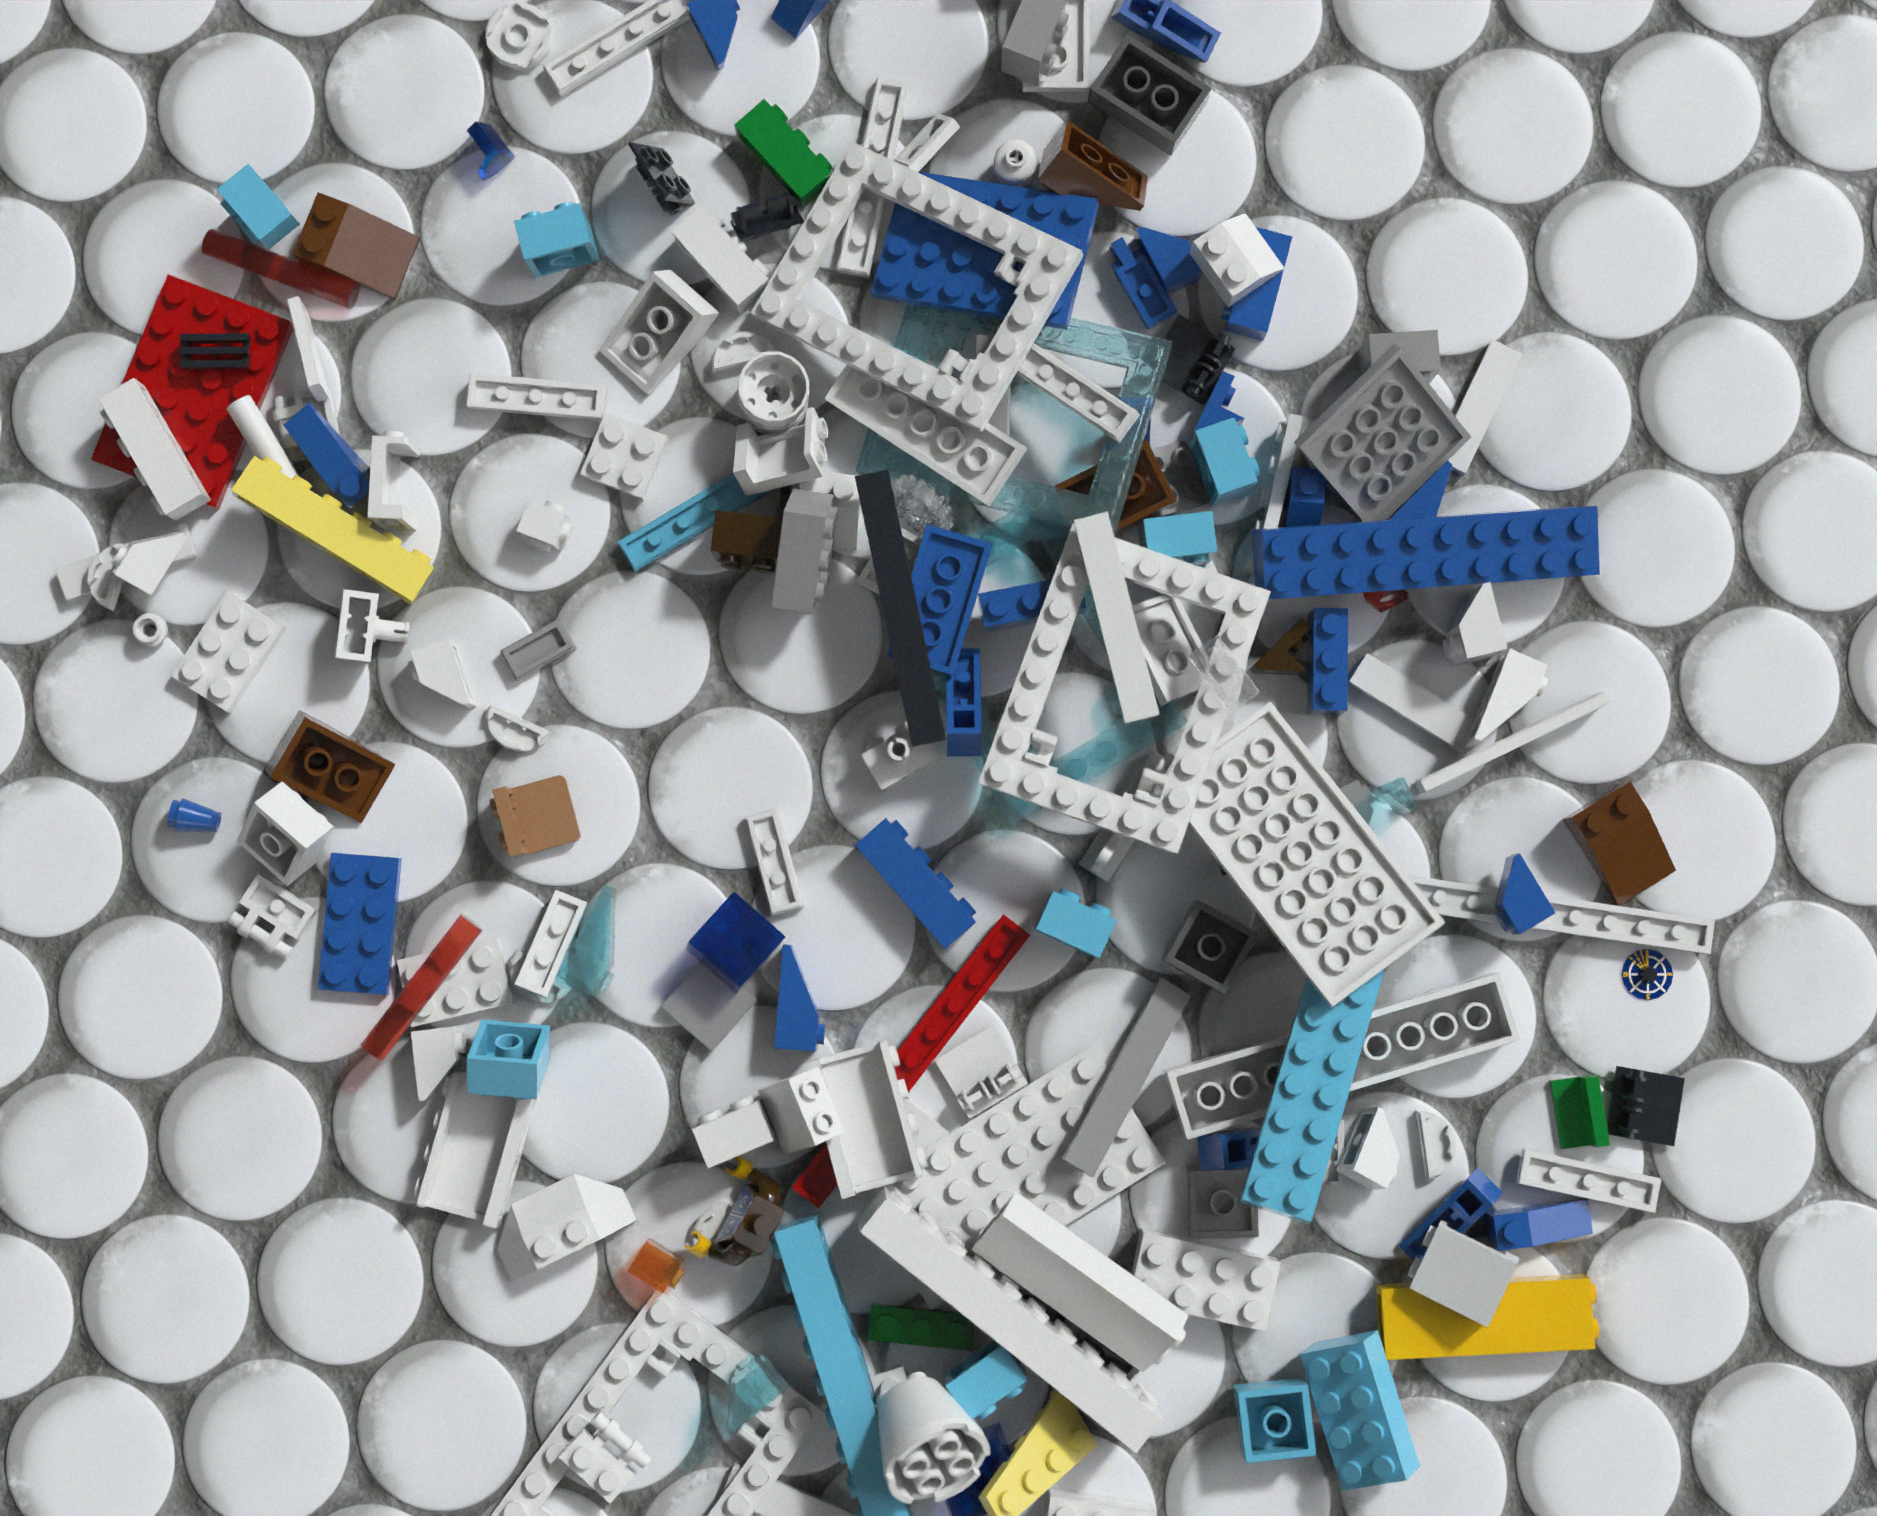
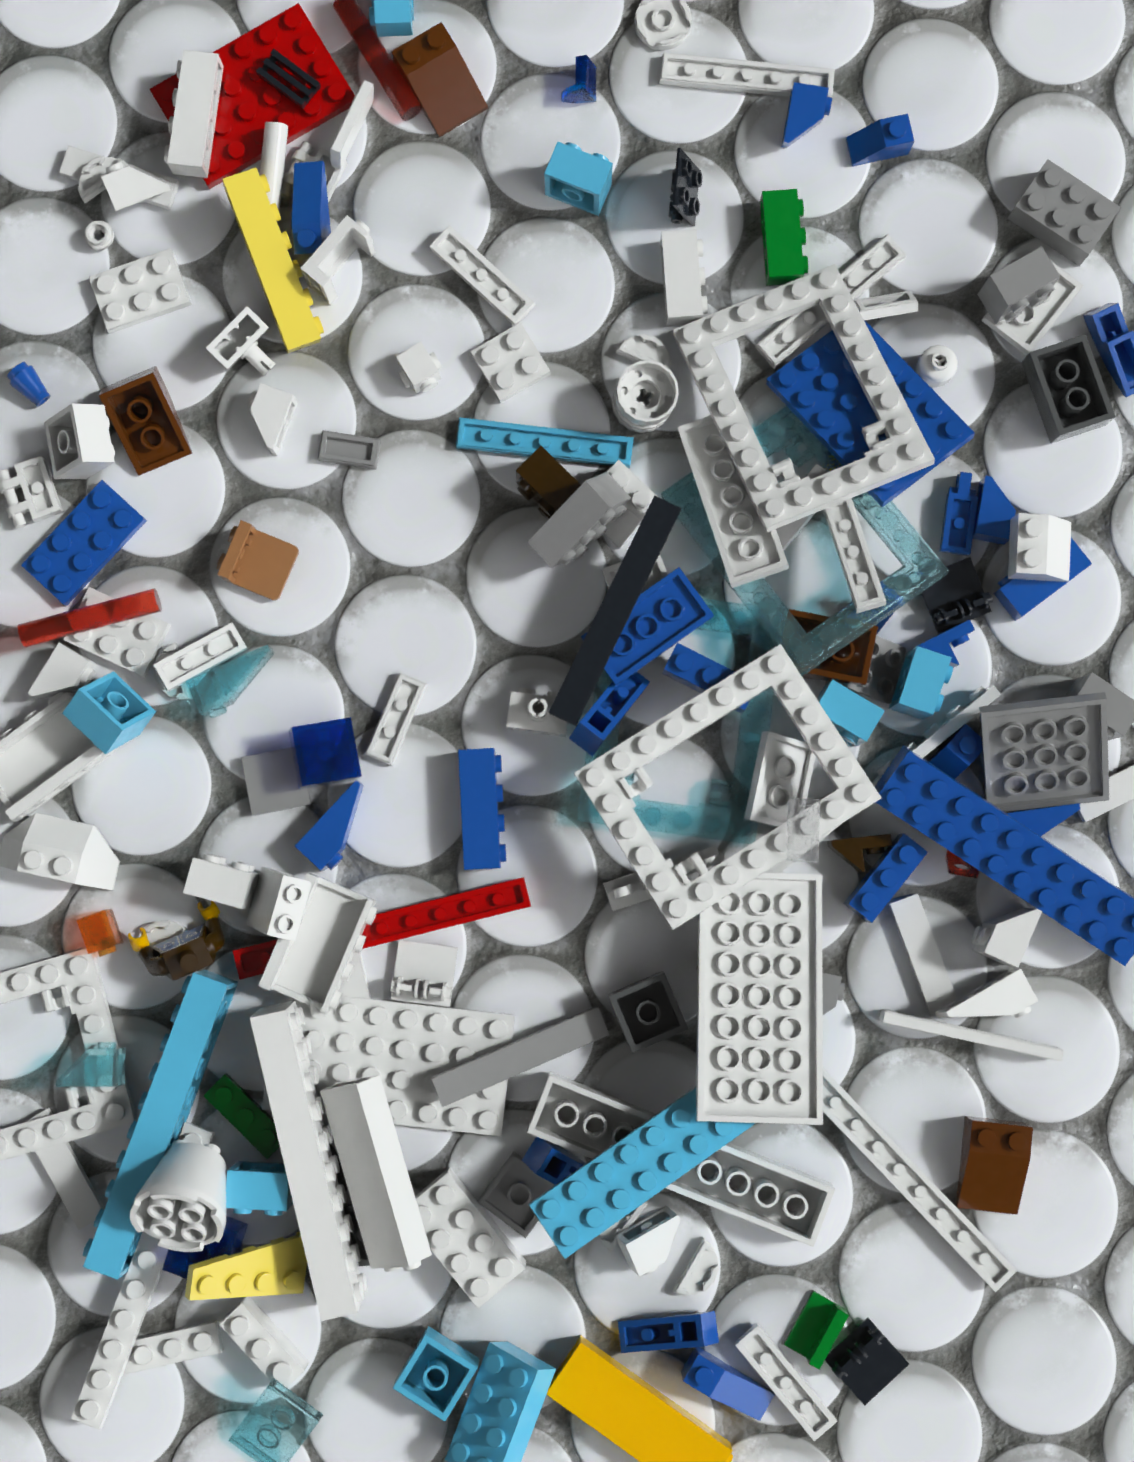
camera: 40 degrees right, 0 degrees up
(514, 731) = (289, 493): white tile -> none
(658, 329) = (601, 293): white slope -> none
(751, 222) = (722, 268): black hinge -> none
(780, 456) = (615, 443): white panel -> none
(921, 504) = (686, 550): clear gear -> none
(1076, 924) = (566, 922): medium azure brick -> none
(1084, 167) = (983, 405): reddish brown slope -> none
(1116, 617) = (758, 733): white tile -> none
(1395, 796) = (859, 1008): clear light blue slope -> none
(1462, 1273) = (644, 1377): white panel -> none
(1520, 898) = (891, 1148): blue slope -> none
(1647, 974) = (940, 1270): clear blue piece -> none

